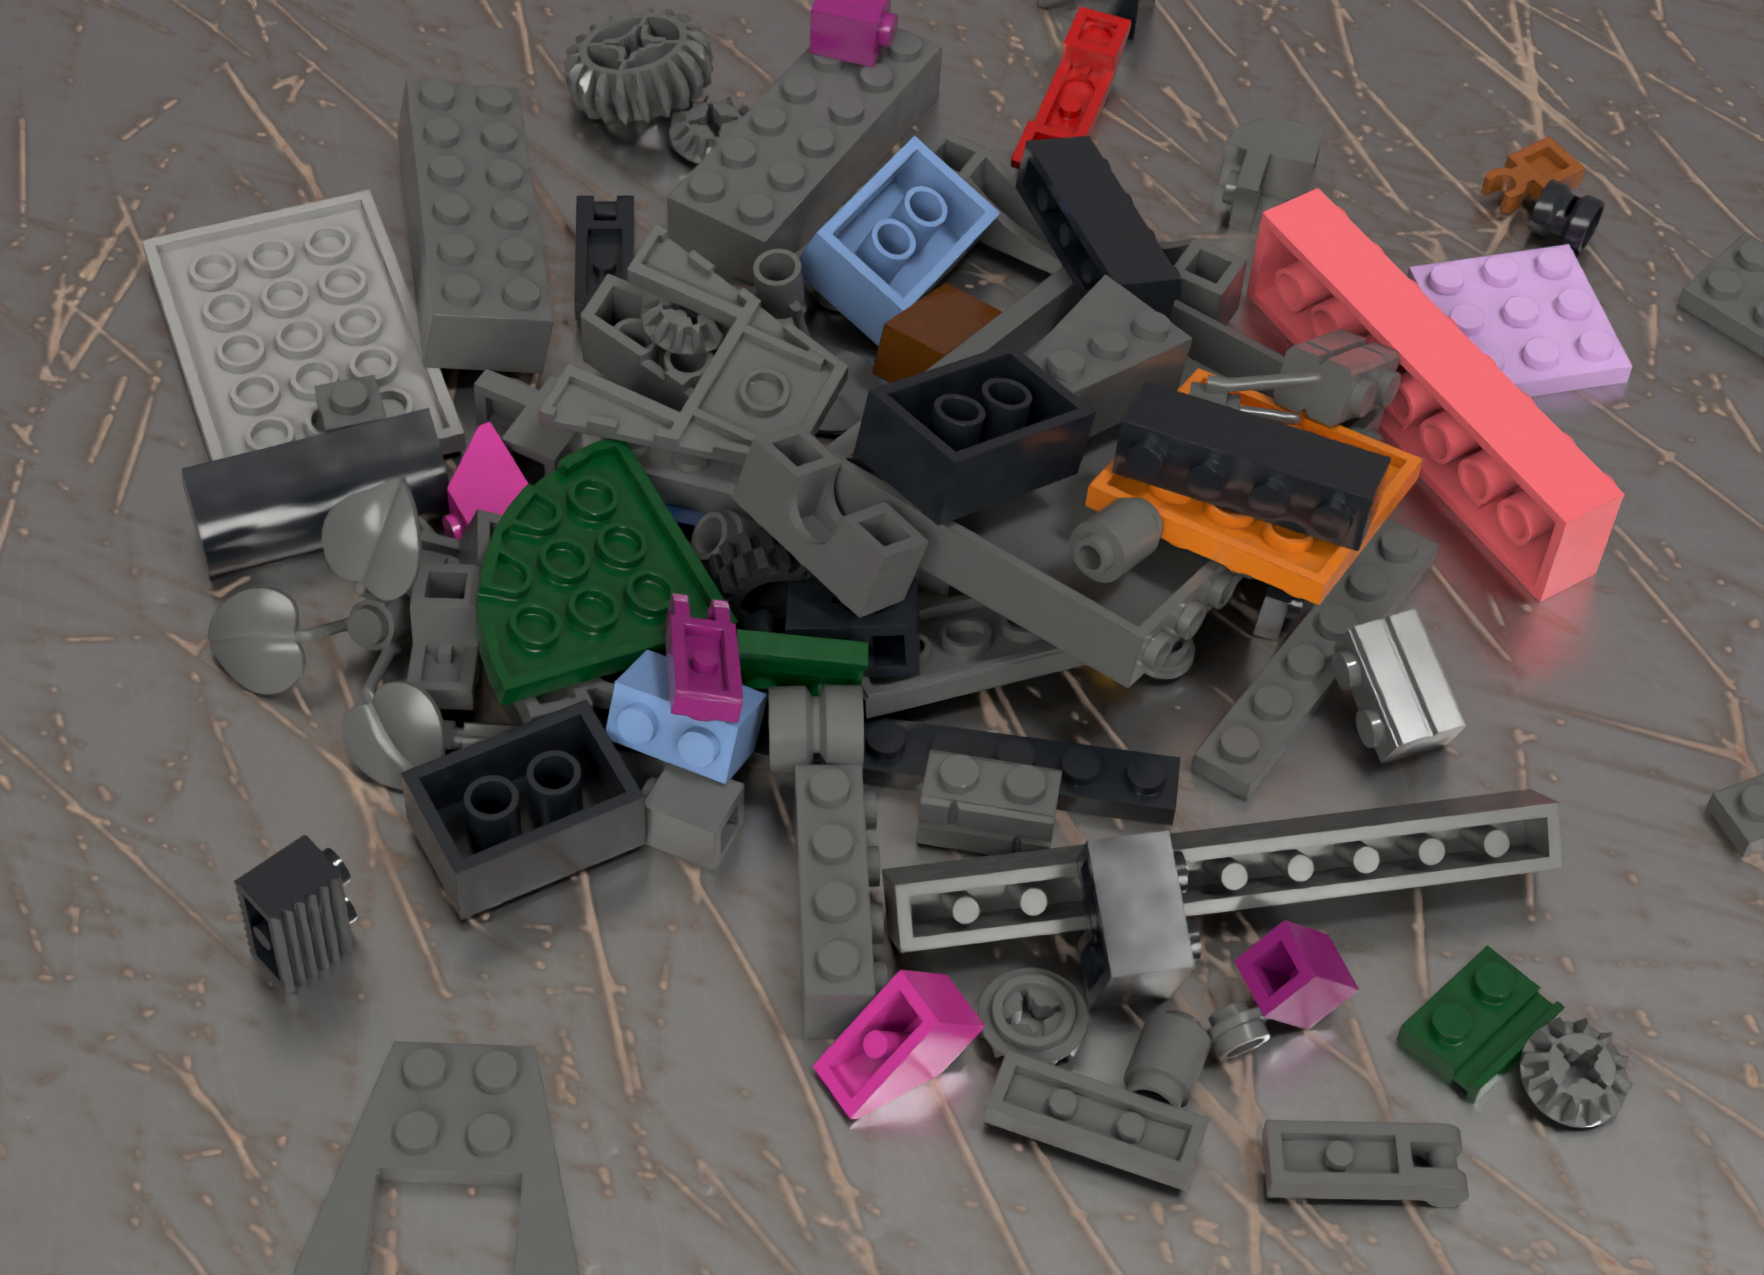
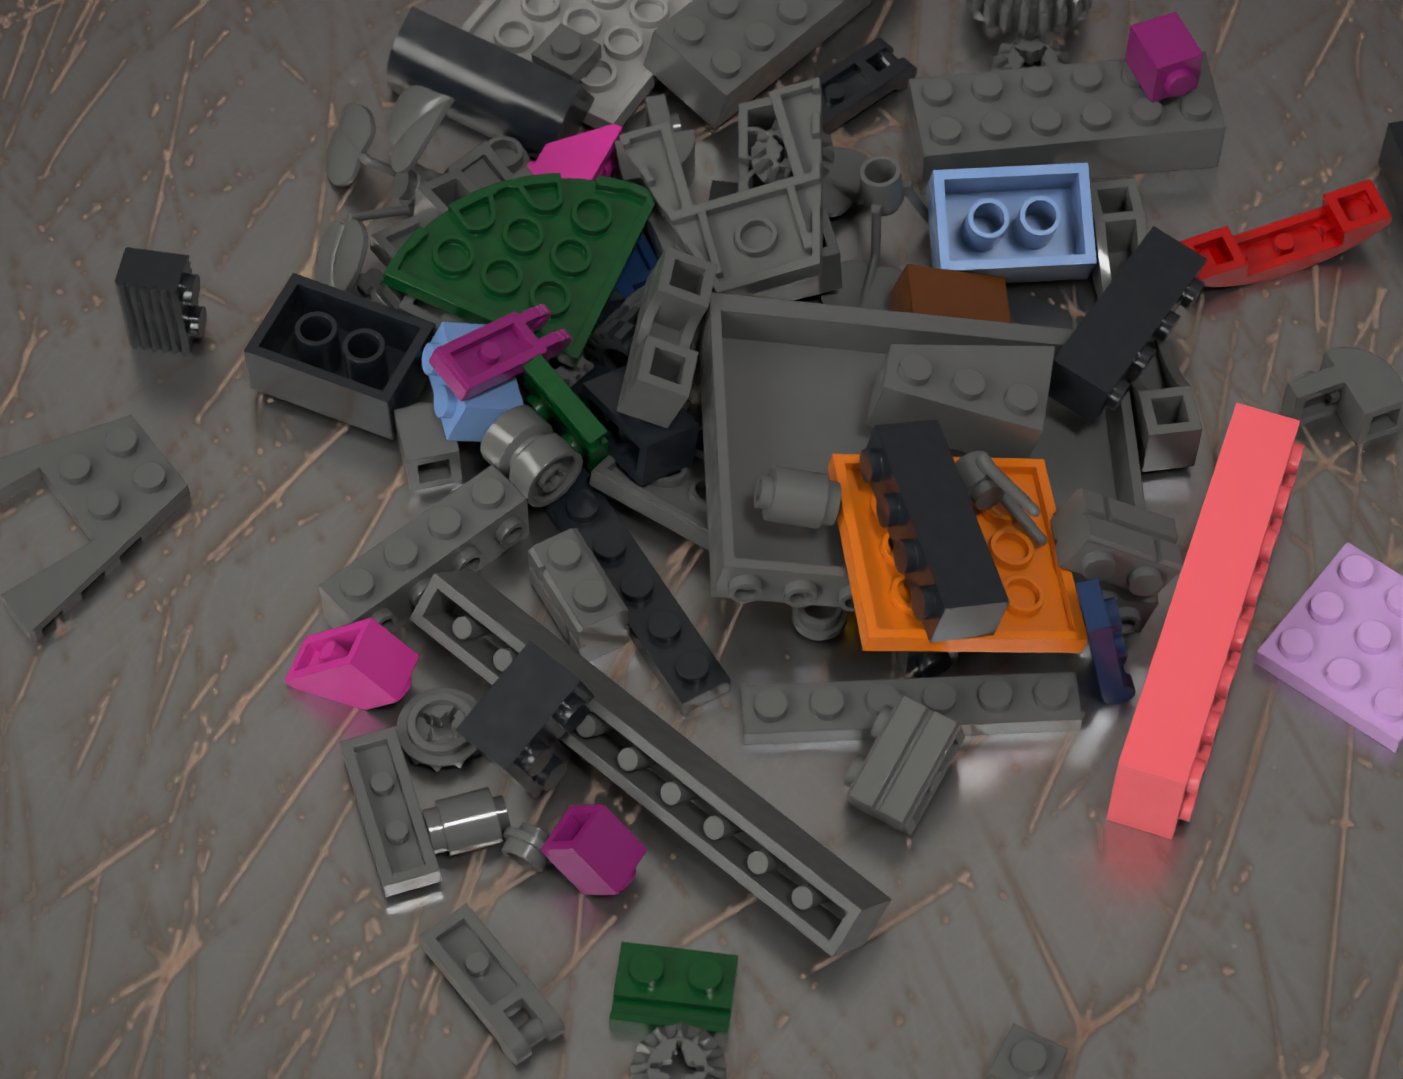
camera: 55 degrees right, 5 degrees up
(973, 433) = (799, 358): black brick -> none
(1425, 436) = (1105, 642): none -> dark blue plate

